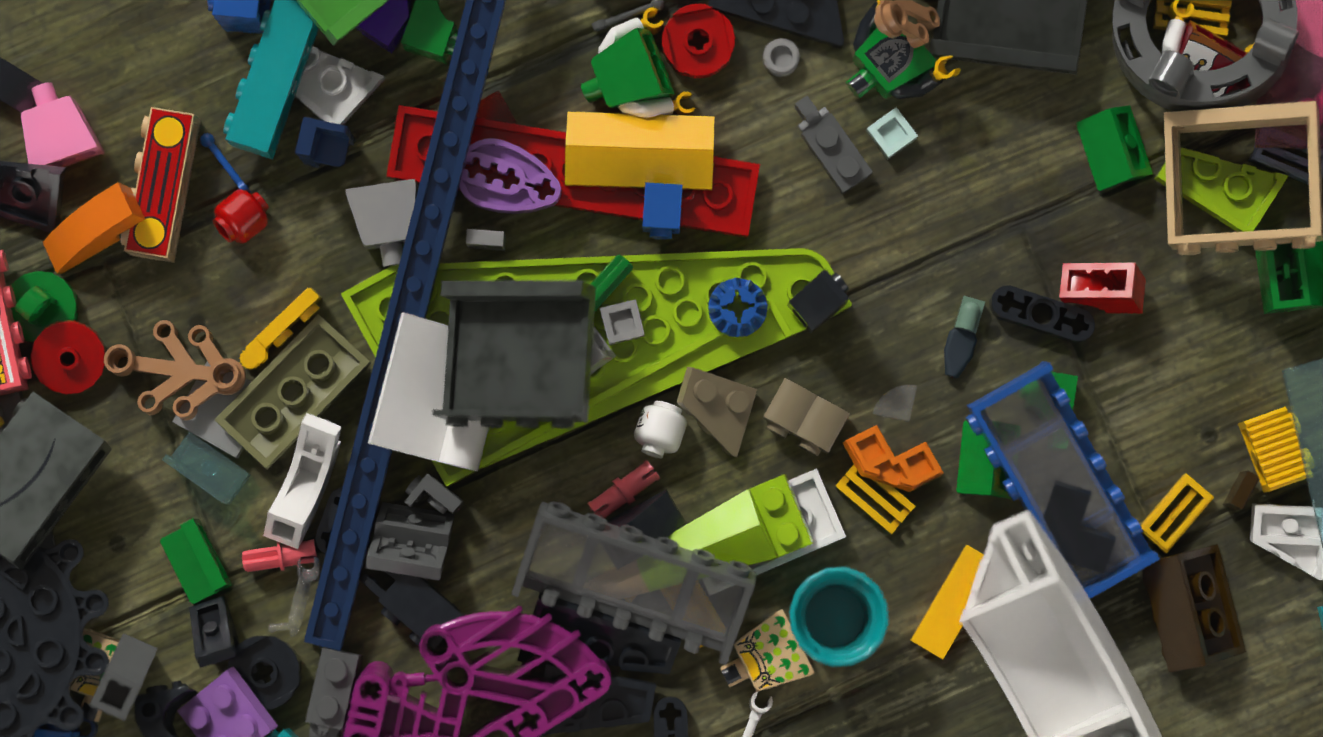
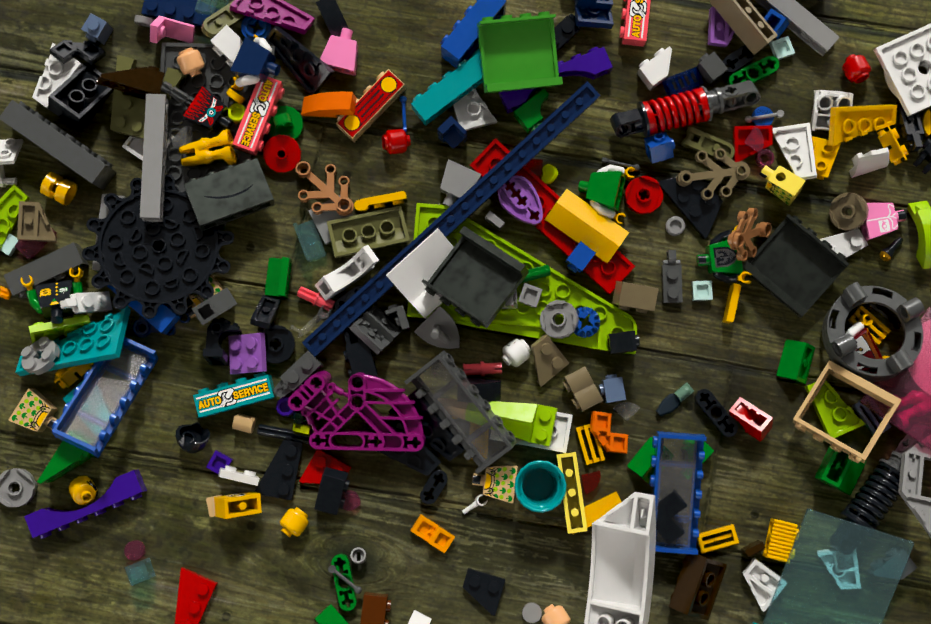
camera: 30 degrees right, 0 degrees up
(514, 474) = (439, 330): none -> light grey shield
(524, 105) = (549, 173): none -> neon yellow piece
(715, 328) = (548, 315): none -> light grey tile
(791, 212) = (635, 296): none -> dark tan brick
(852, 385) = (612, 389): none -> sand blue brick
(904, 600) = (573, 498): none -> light yellow brick
(915, 555) = (590, 481): none -> clear red tile
(952, 122) = (732, 302): none -> yellow tile

